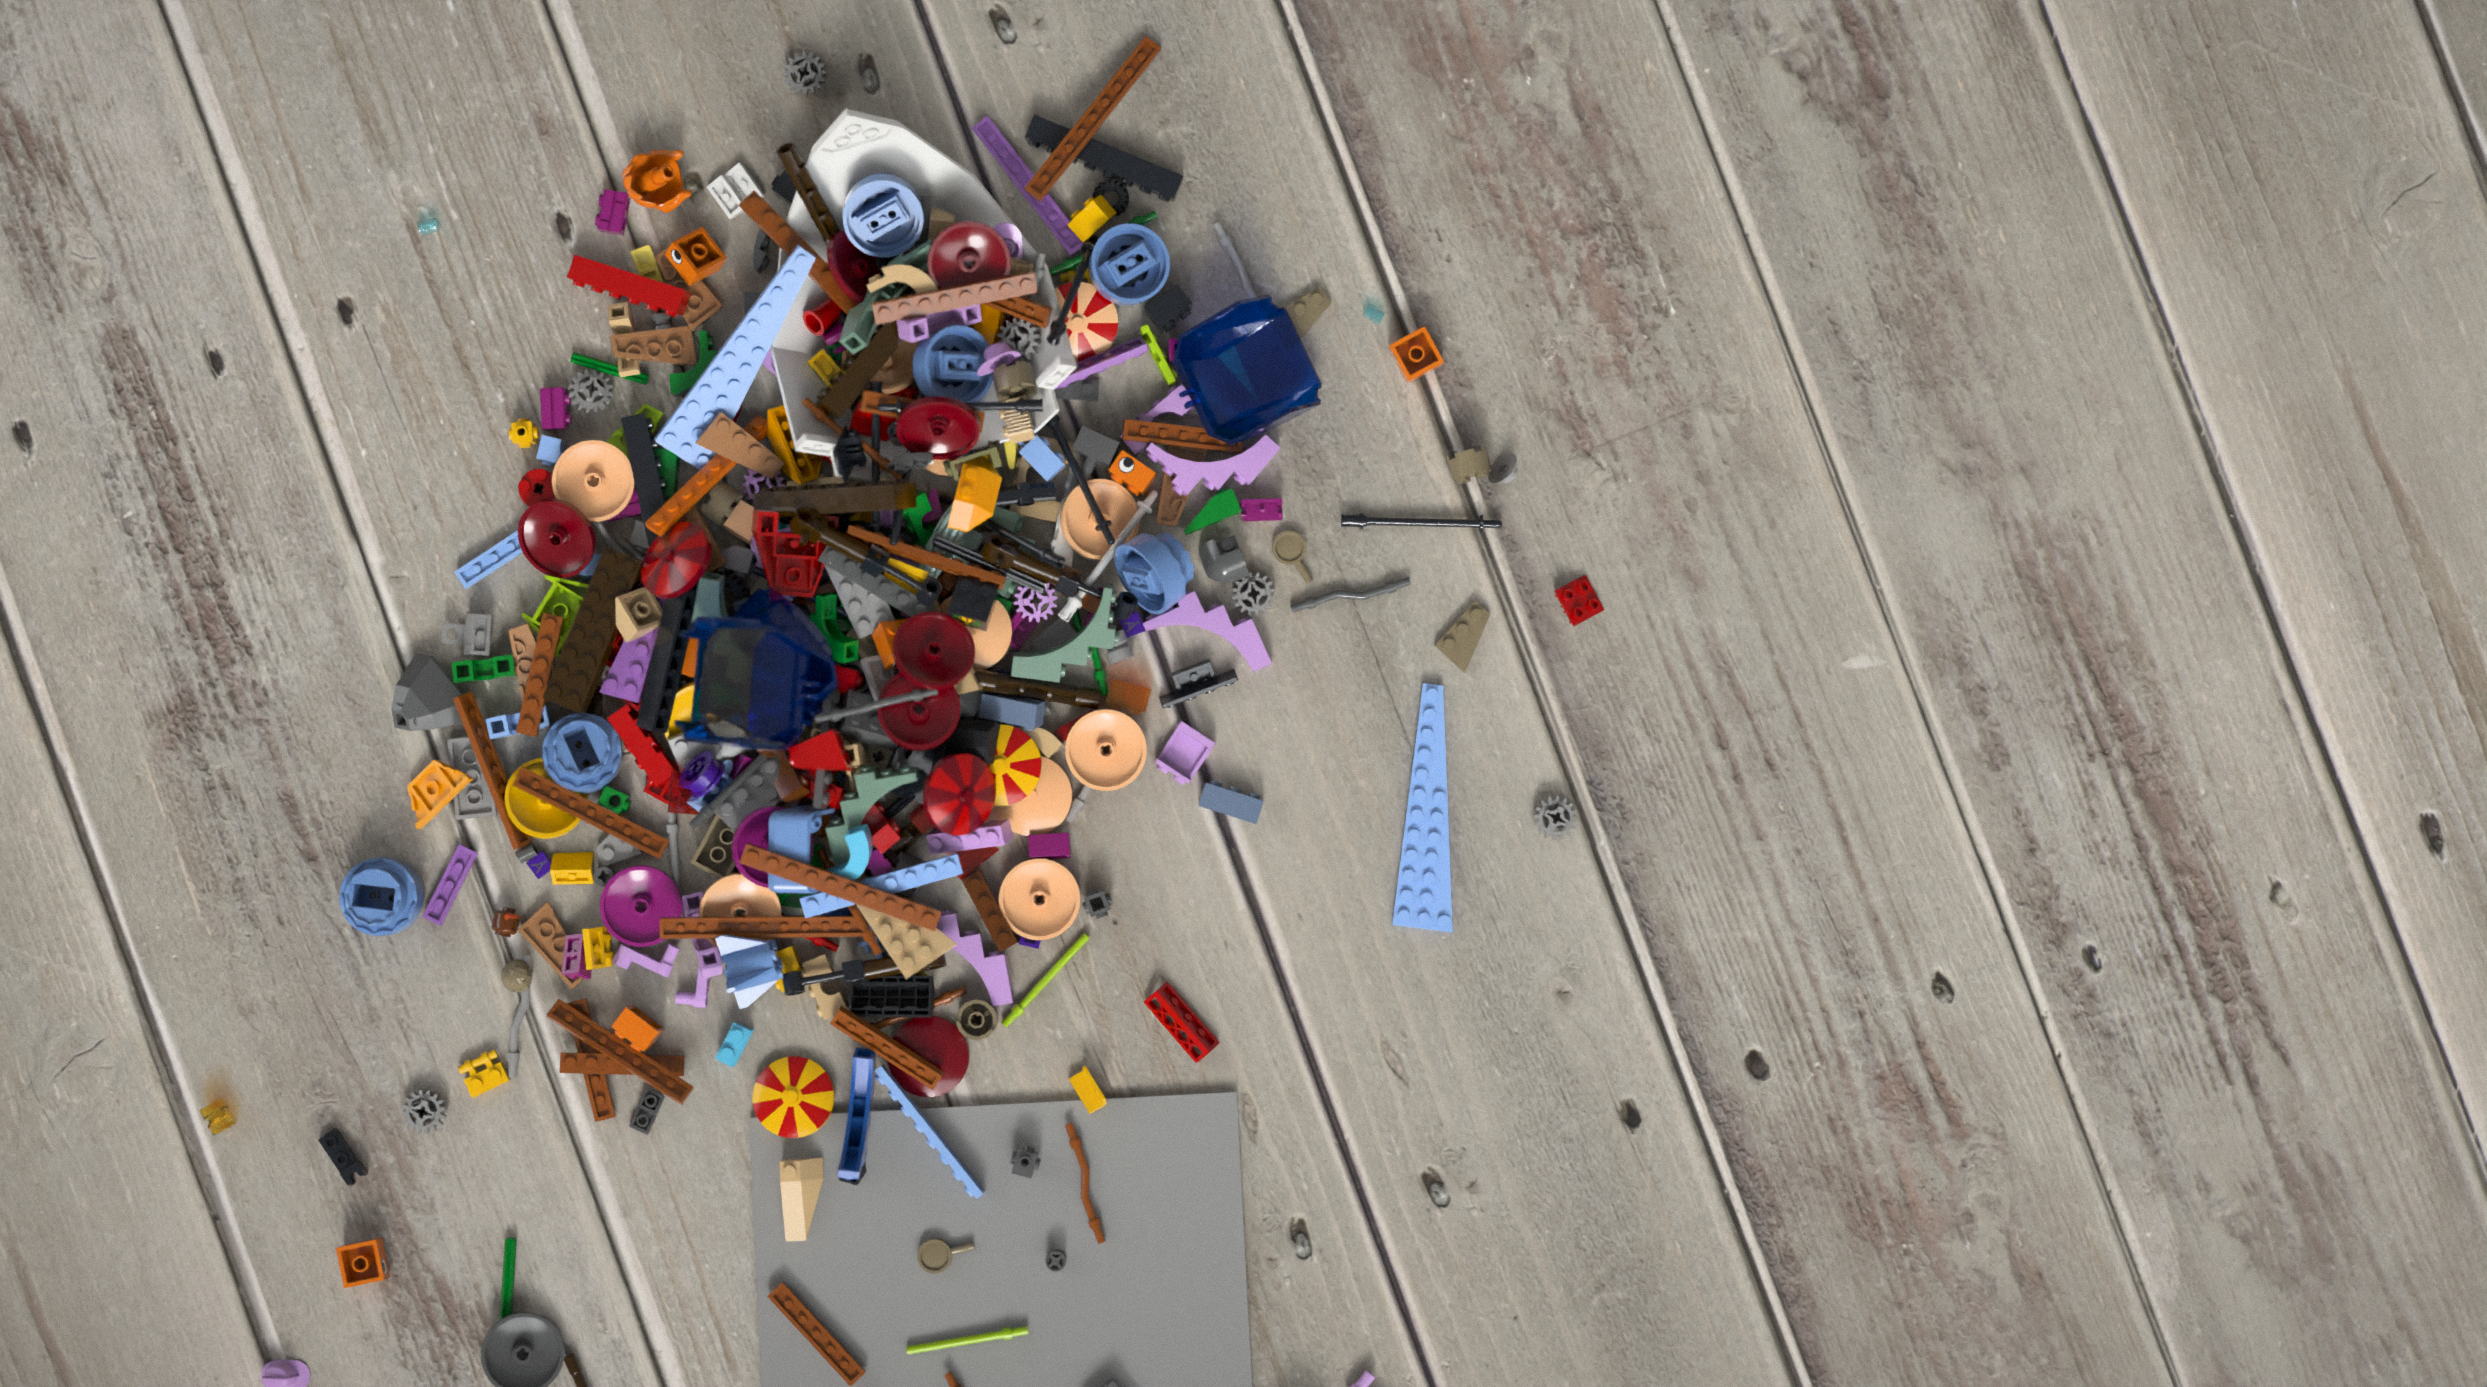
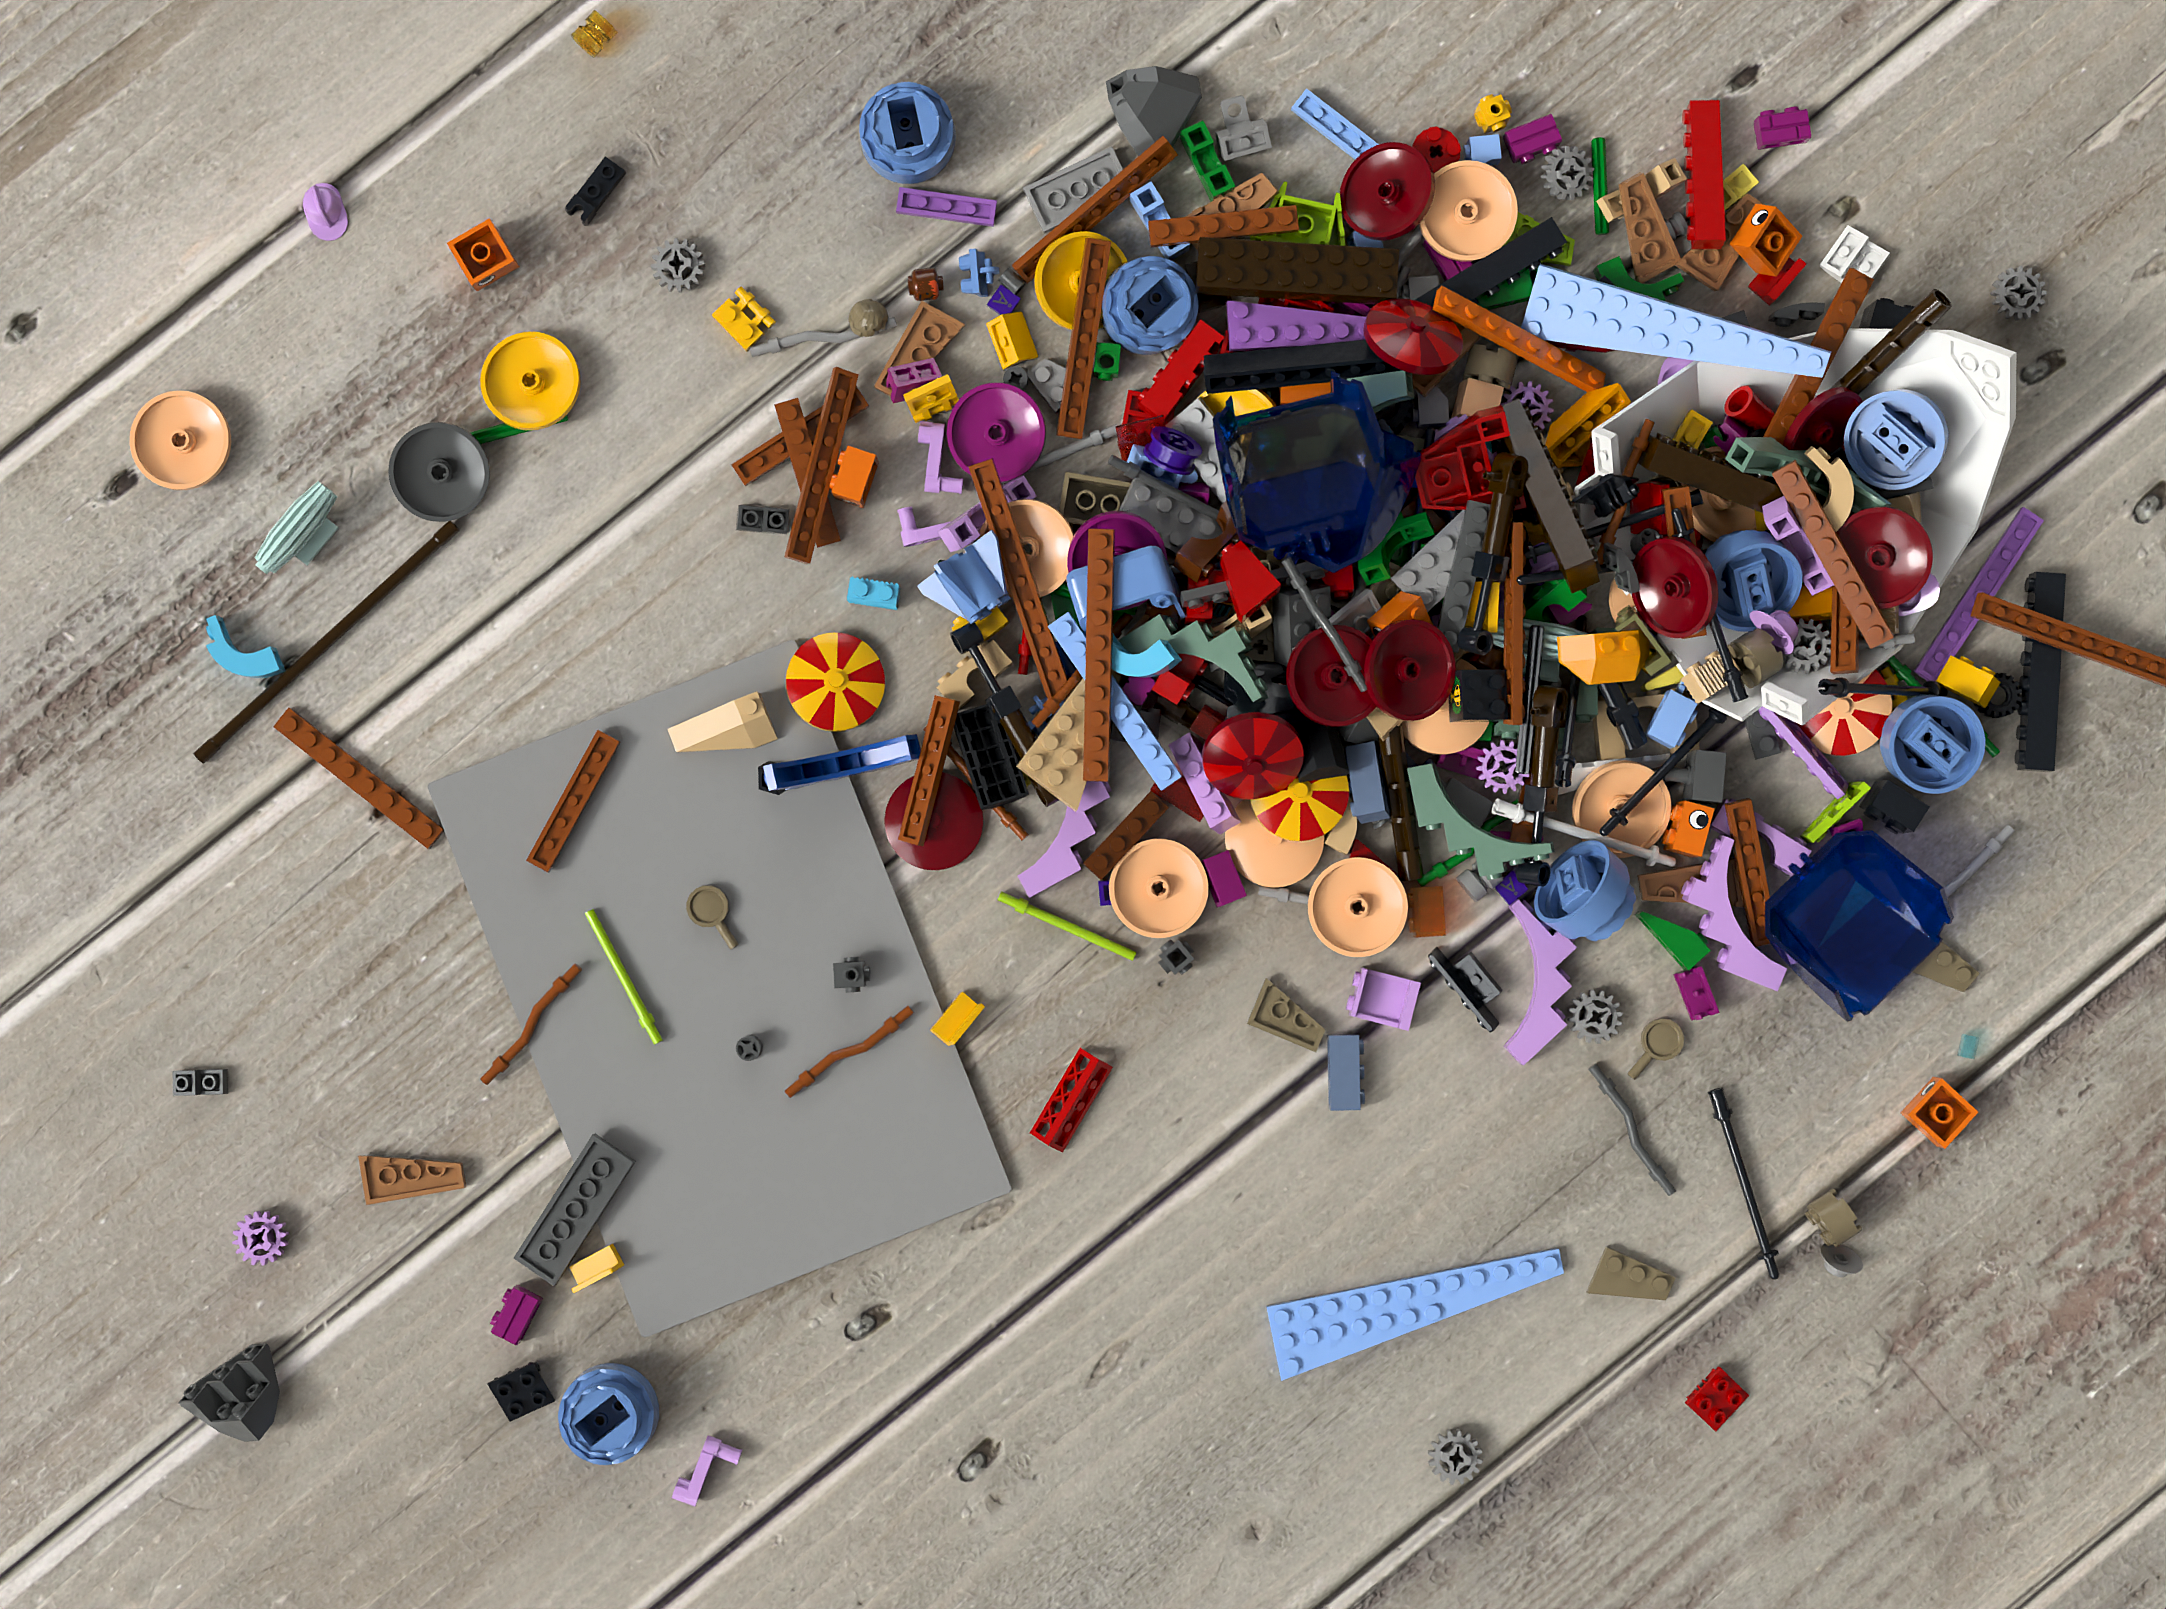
camera: 70 degrees right, 0 degrees up
(435, 789) = (1049, 151): light orange wing -> none
(475, 1258) = (530, 380): none -> yellow dish
(510, 875) = (981, 273): none -> medium blue hips
(637, 614) = (1333, 313): tan slope -> none
(656, 180) = (1838, 164): orange piece -> none
(734, 263) = (1771, 287): none -> red panel
(736, 444) = (1567, 358): medium nougat wing -> none
(934, 1139) = (853, 843): light blue plate -> none
(975, 1030) = (998, 877): dark tan brick -> none
(1174, 835) = (1283, 1018): none -> dark tan wing
(1223, 560) = (1623, 968): dark grey brick -> none

